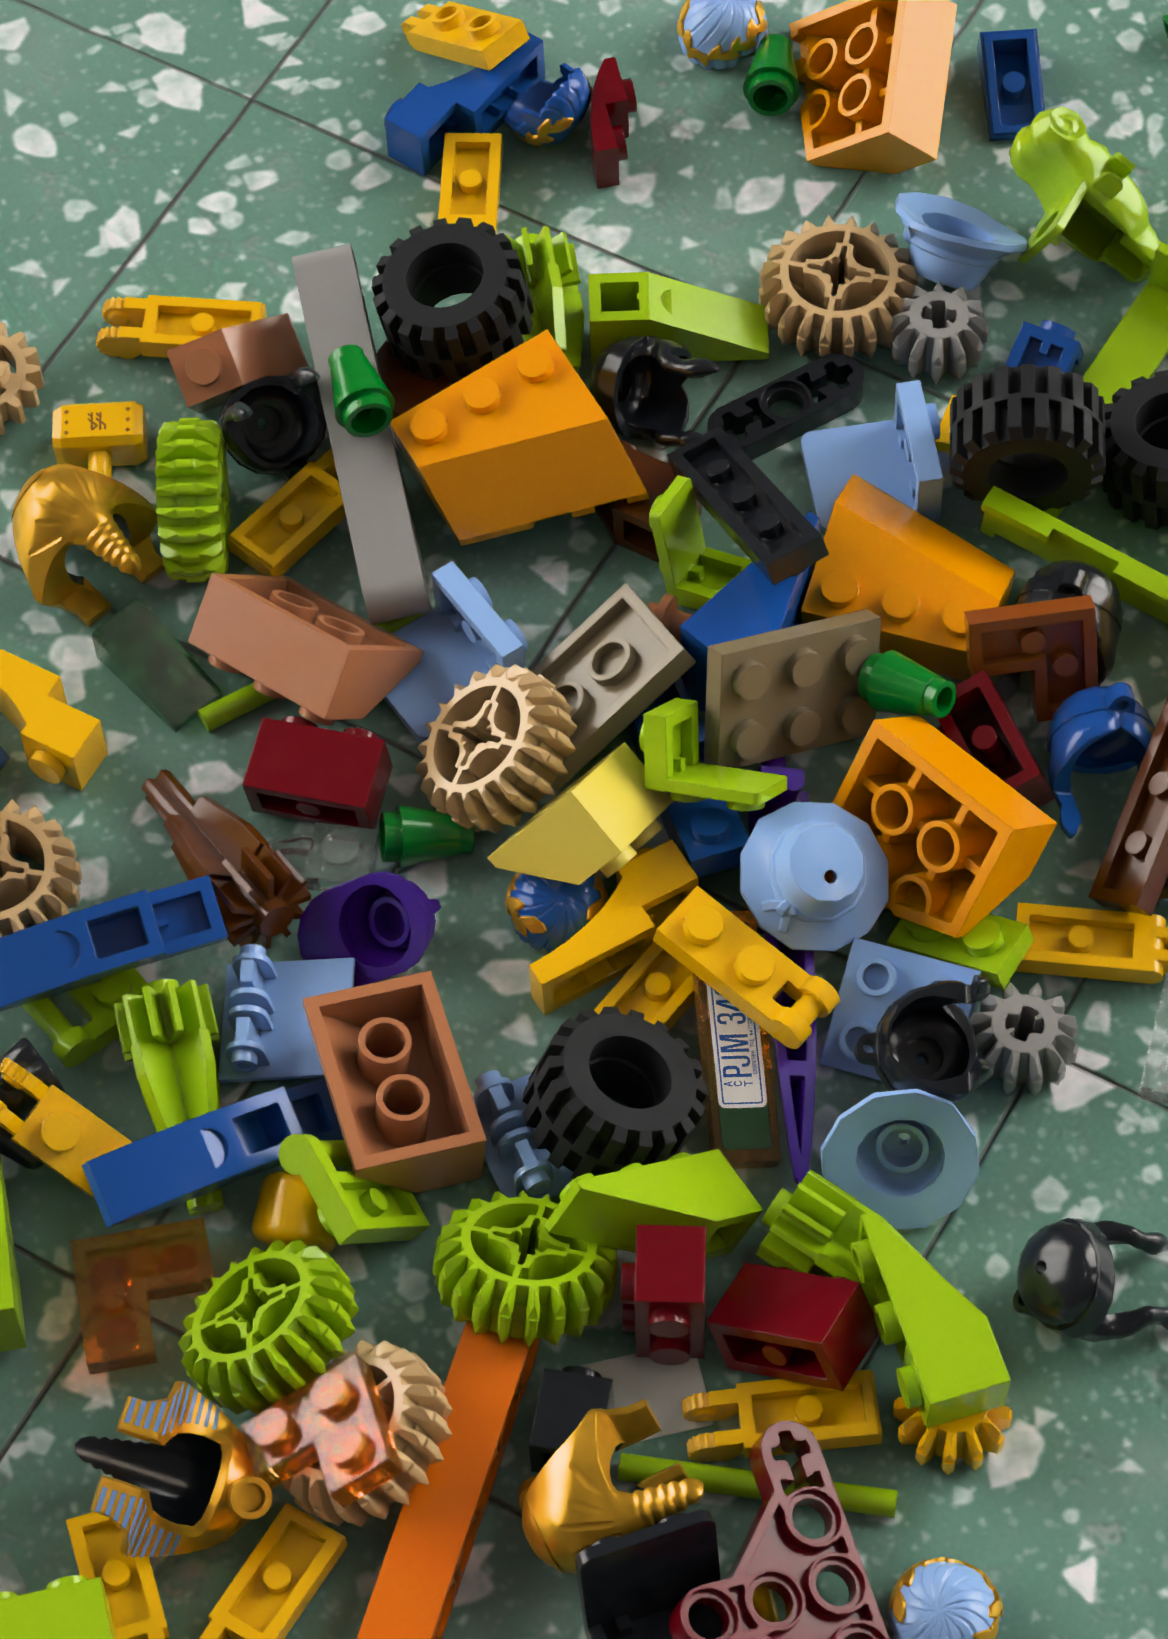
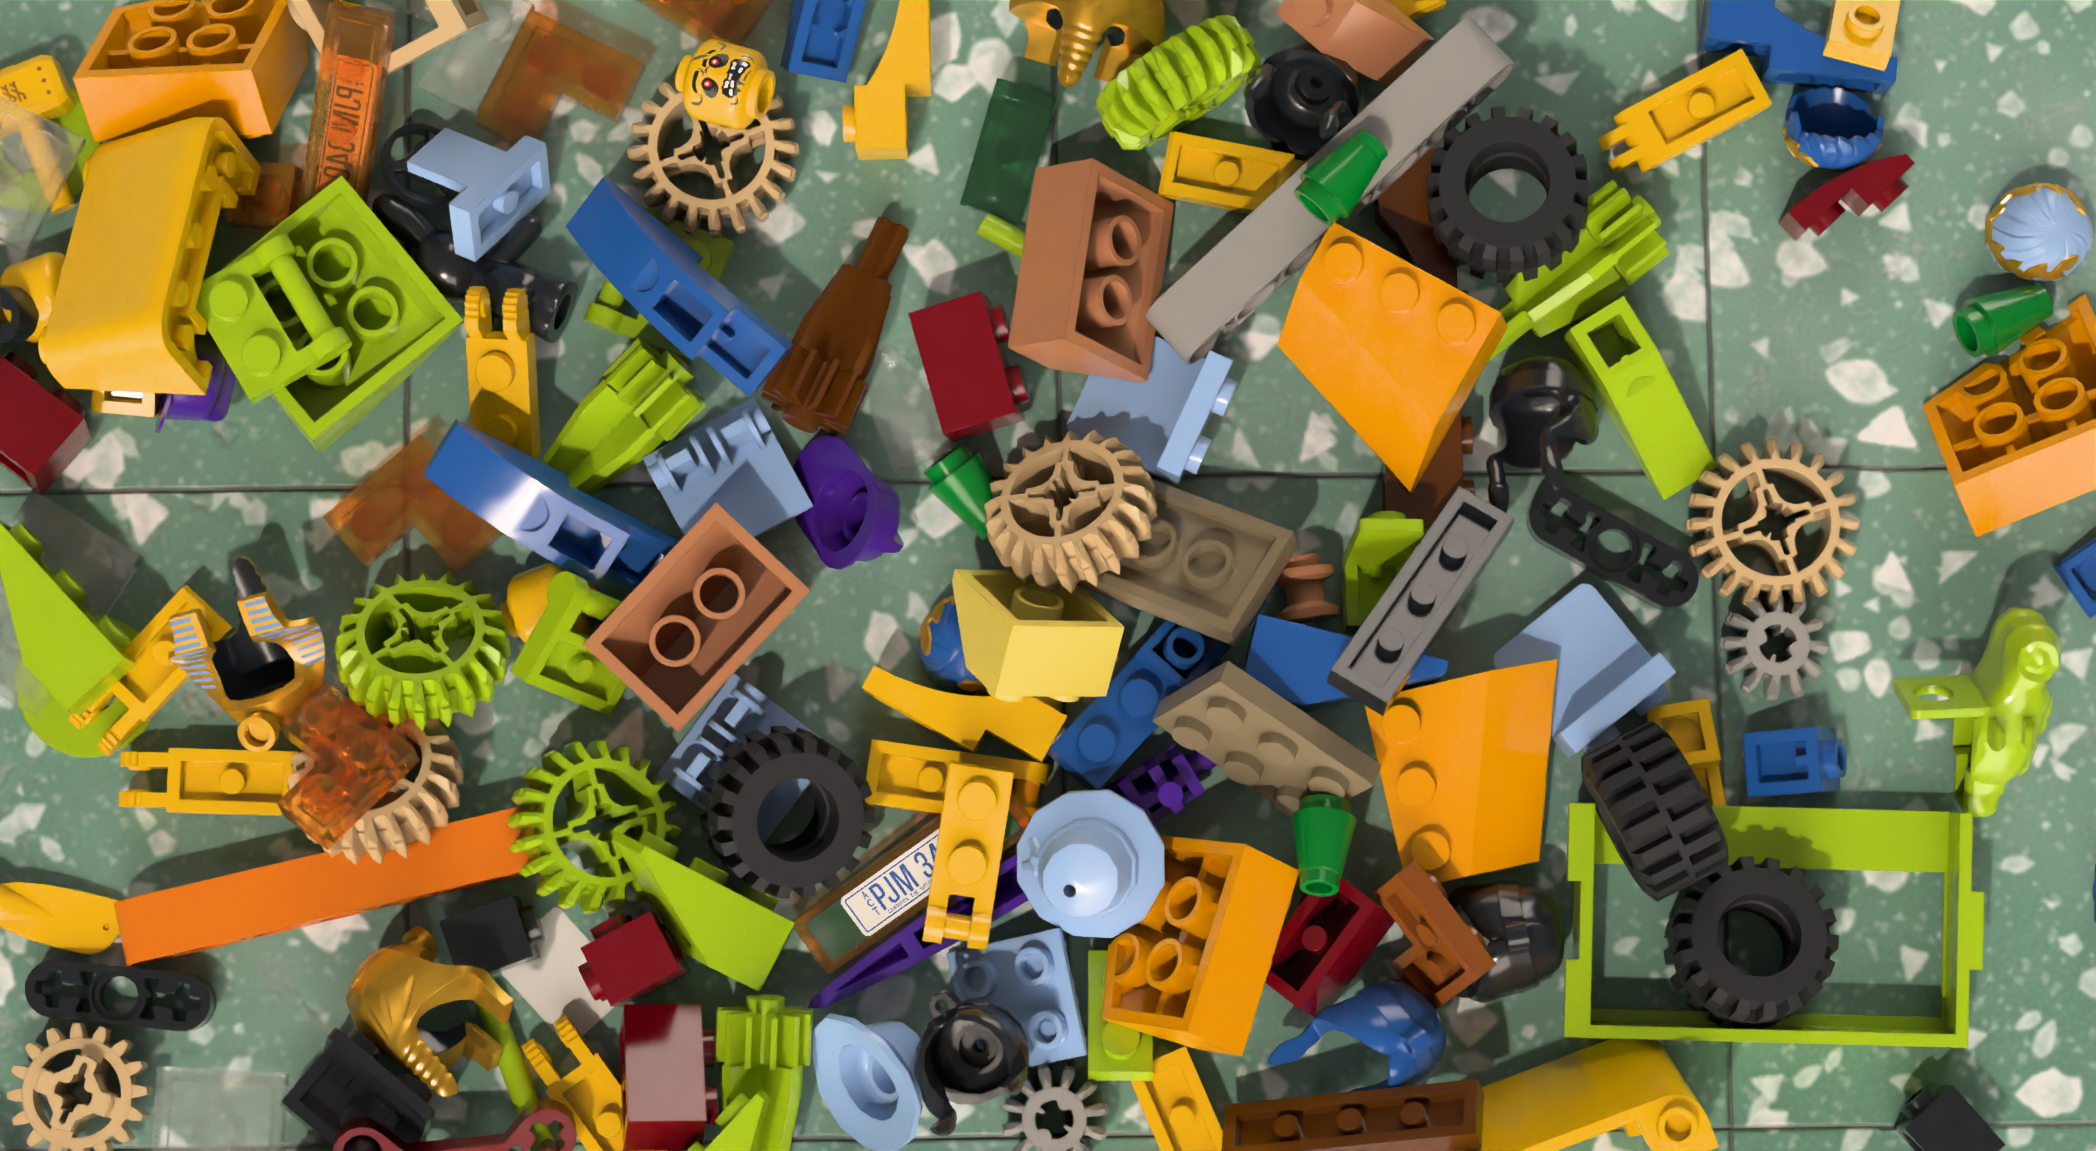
camera: 60 degrees right, 25 degrees up
(672, 763) = (1124, 713): lime bracket -> none
(953, 239) = (1888, 608): light blue hat -> none

